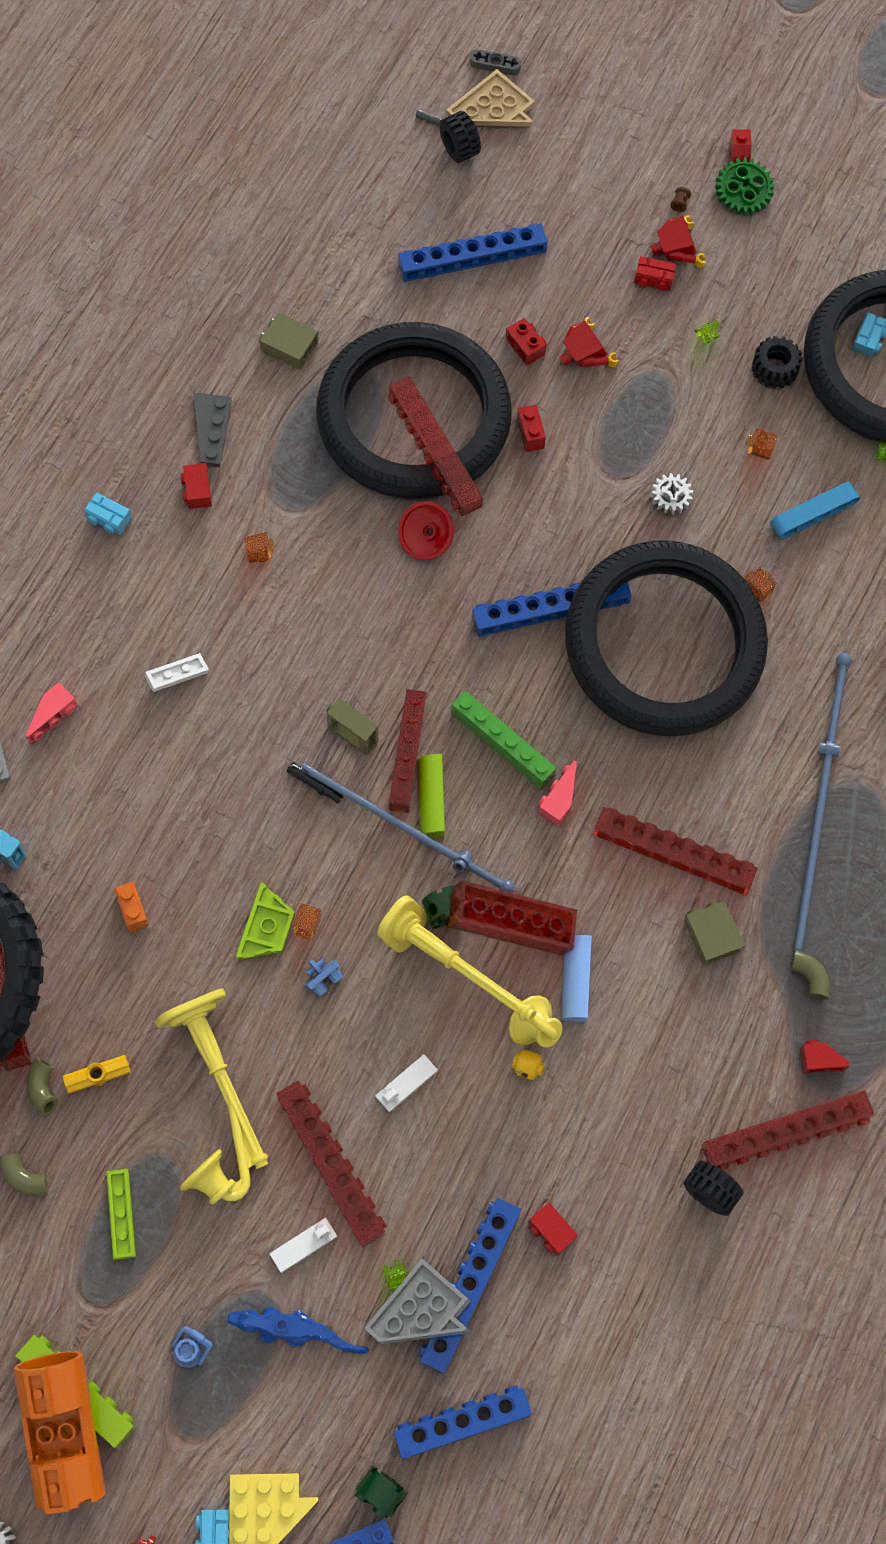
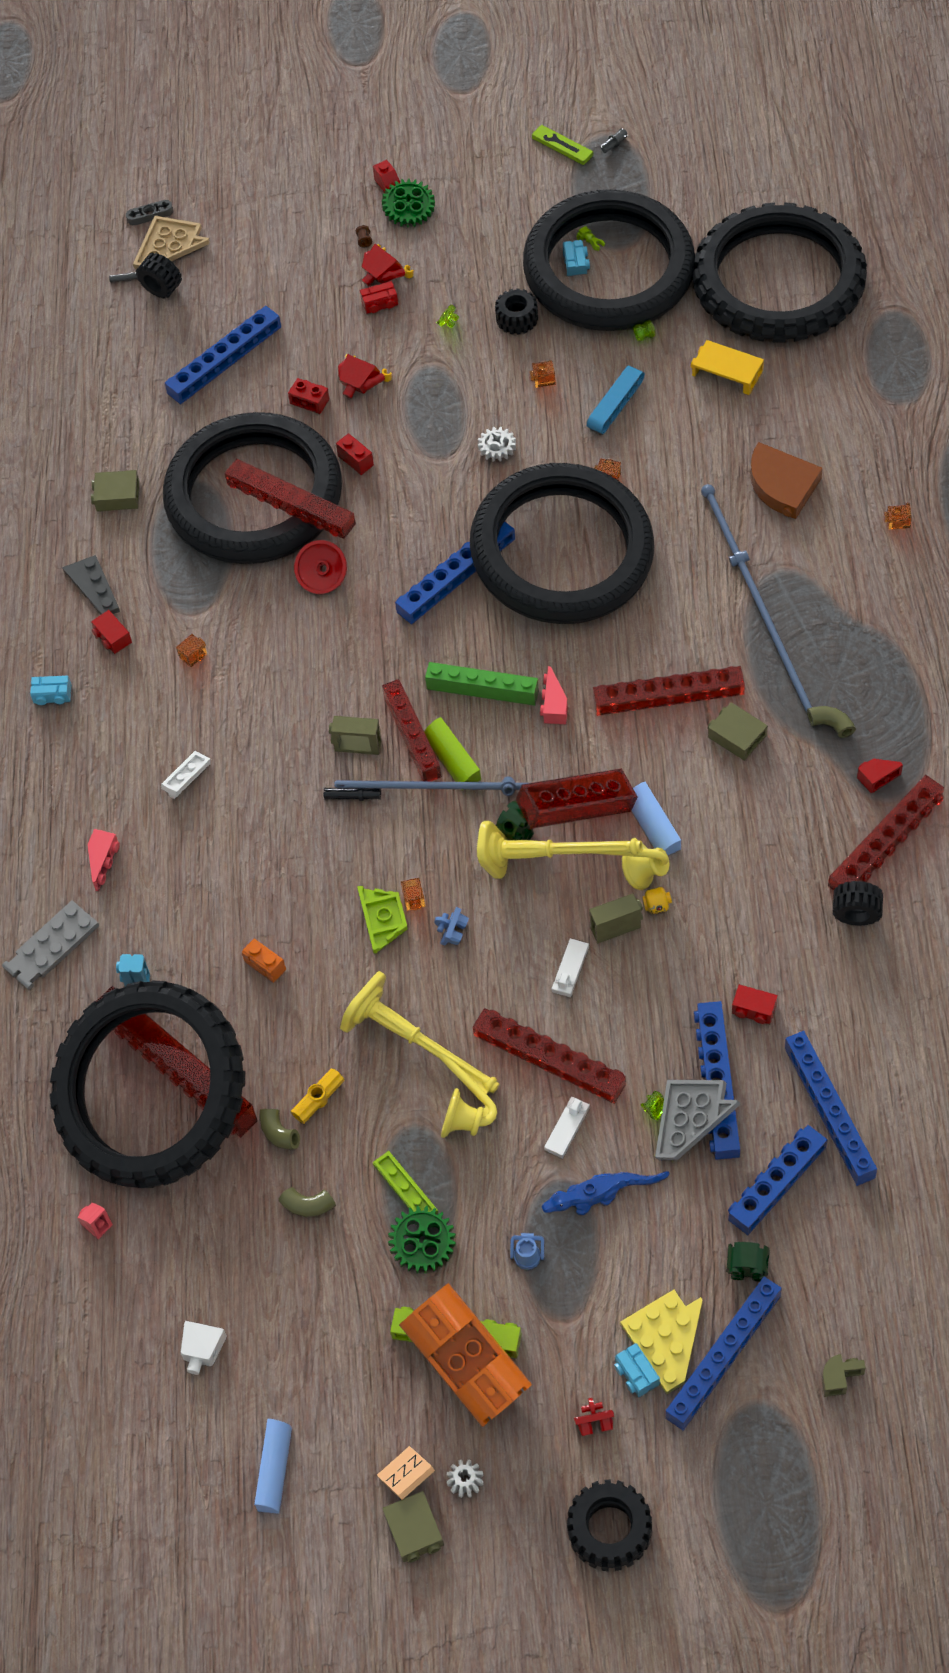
camera: 20 degrees left, 10 degrees down
(114, 1261) = (419, 1257): none -> green gear
(476, 1062) = (615, 918): none -> olive brick
(557, 1381) = (830, 1108): none -> blue brick

